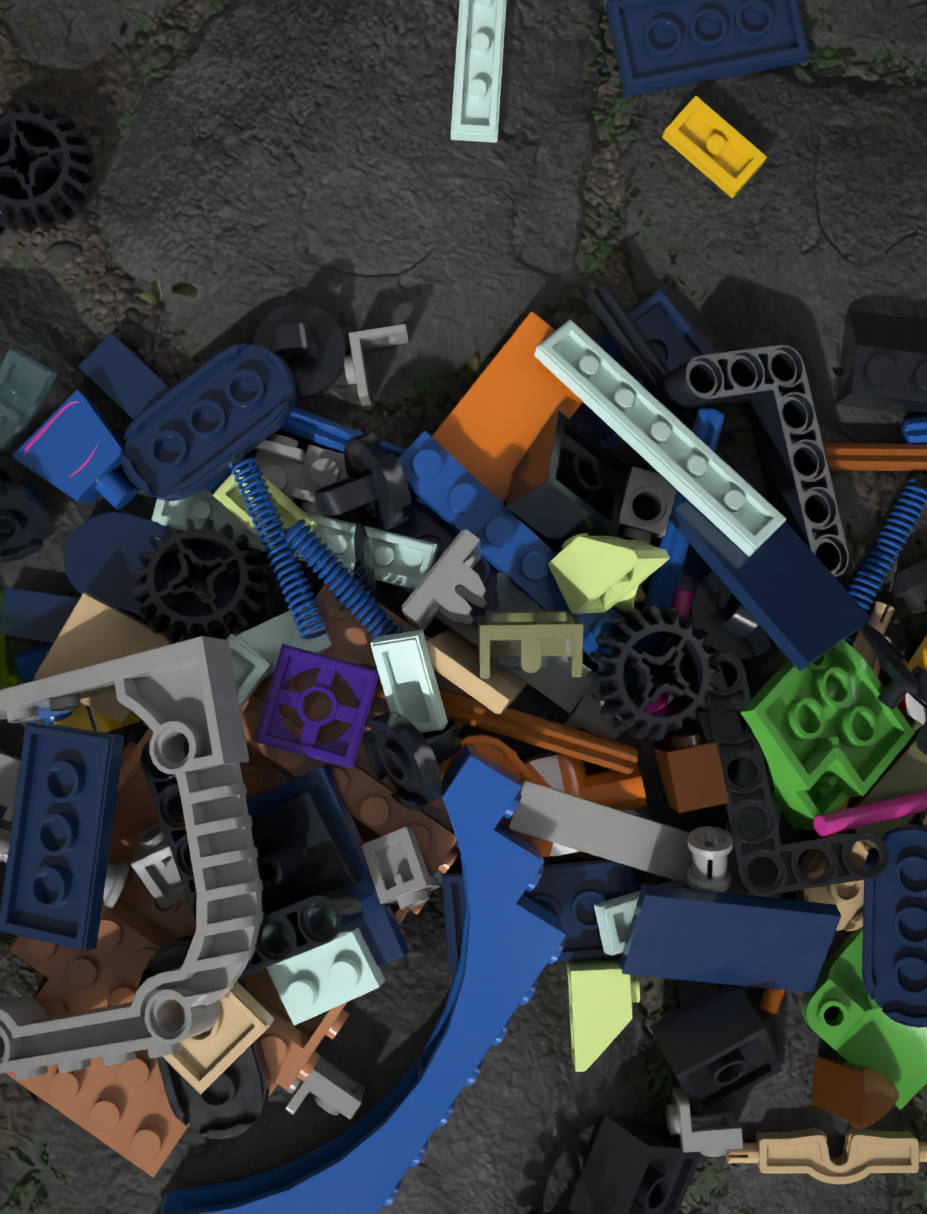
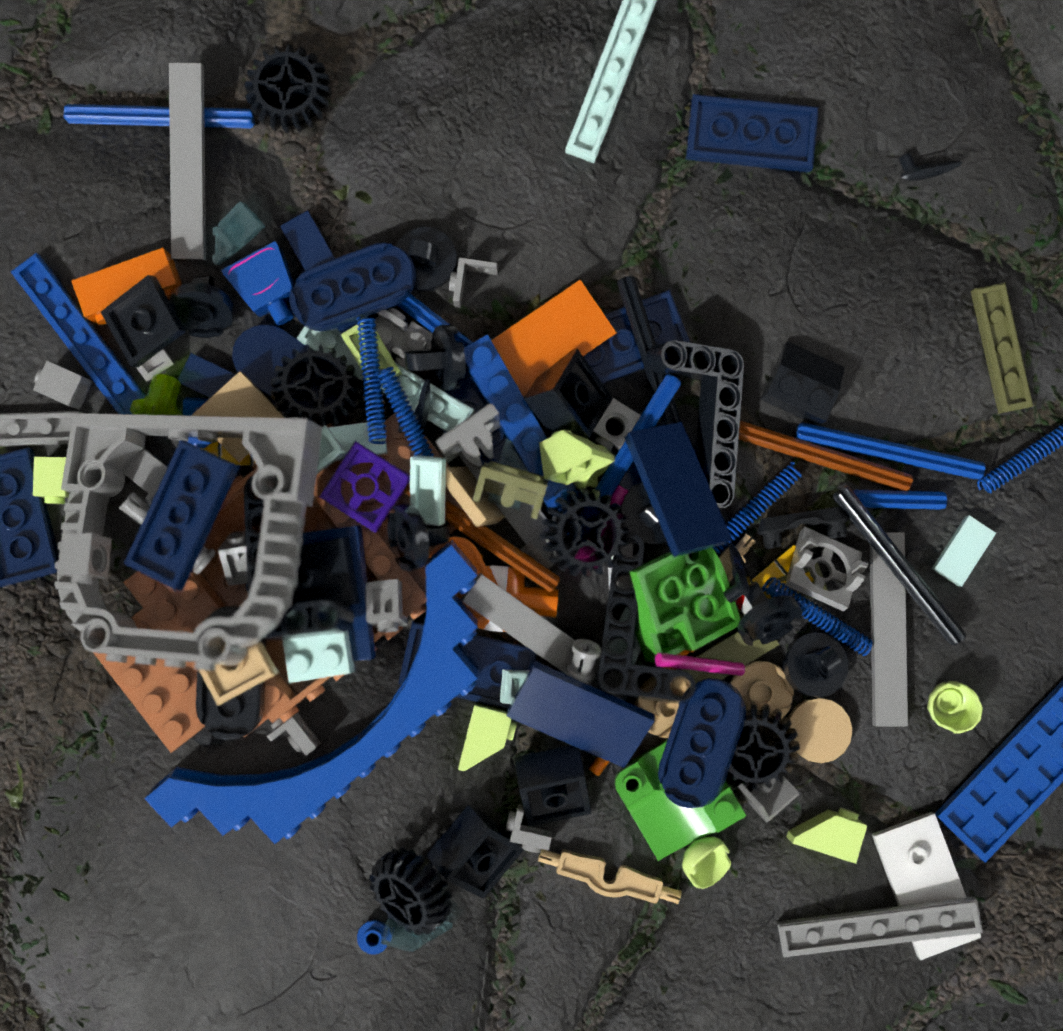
camera: 10 degrees right, 0 degrees up
(660, 437) = (634, 384): light aqua tile -> none
(690, 772) = (589, 602): reddish brown brick -> none
(714, 146) = (732, 209): yellow plate -> none
(852, 1091) = (630, 838): reddish brown tile -> none

